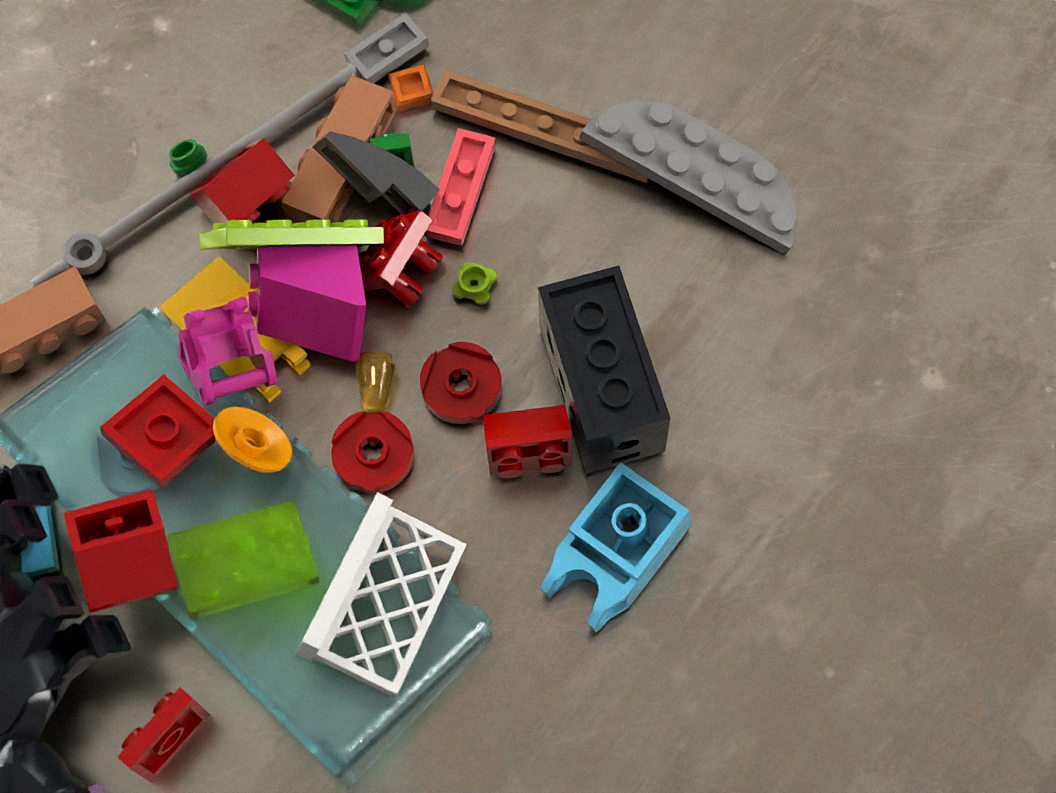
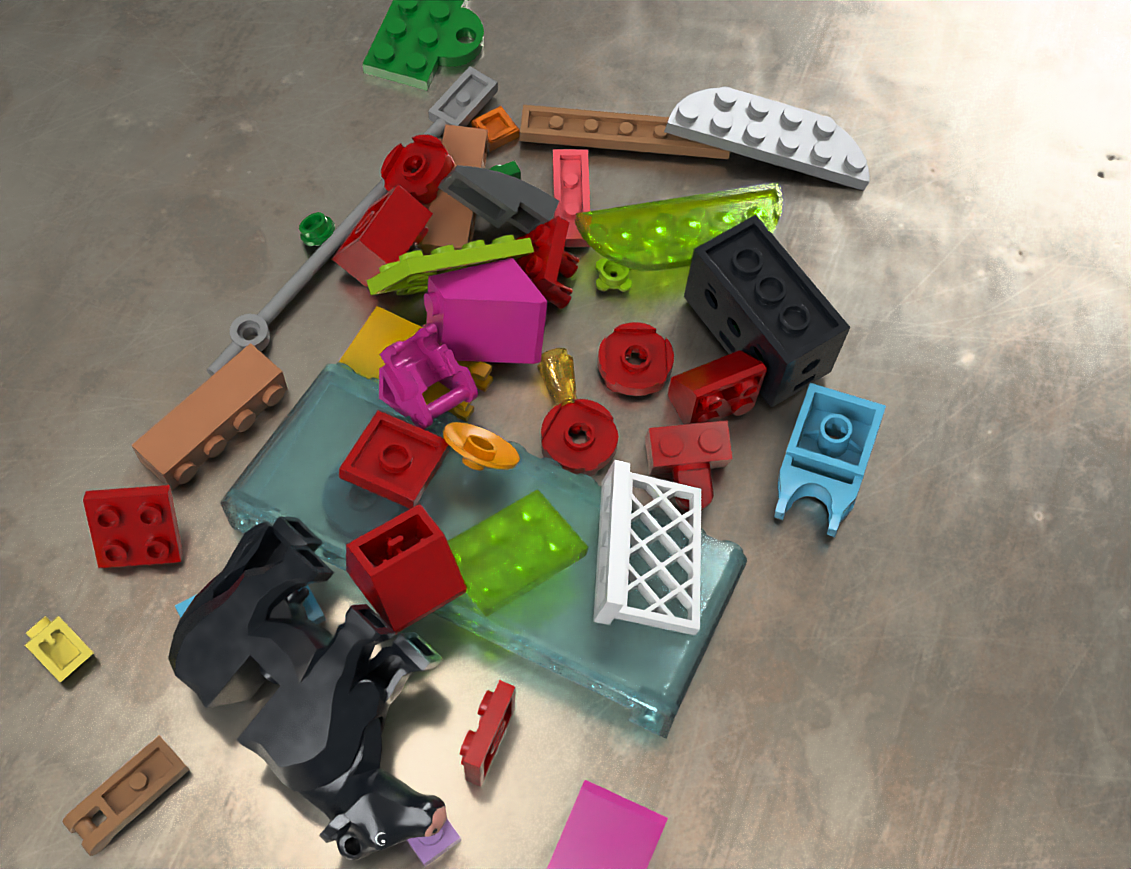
camera: 25 degrees left, 5 degrees down
(319, 113) = (425, 153): none -> red plate
(471, 504) = (689, 454): none -> red brick
(539, 250) = (667, 231): none -> clear neon green plate

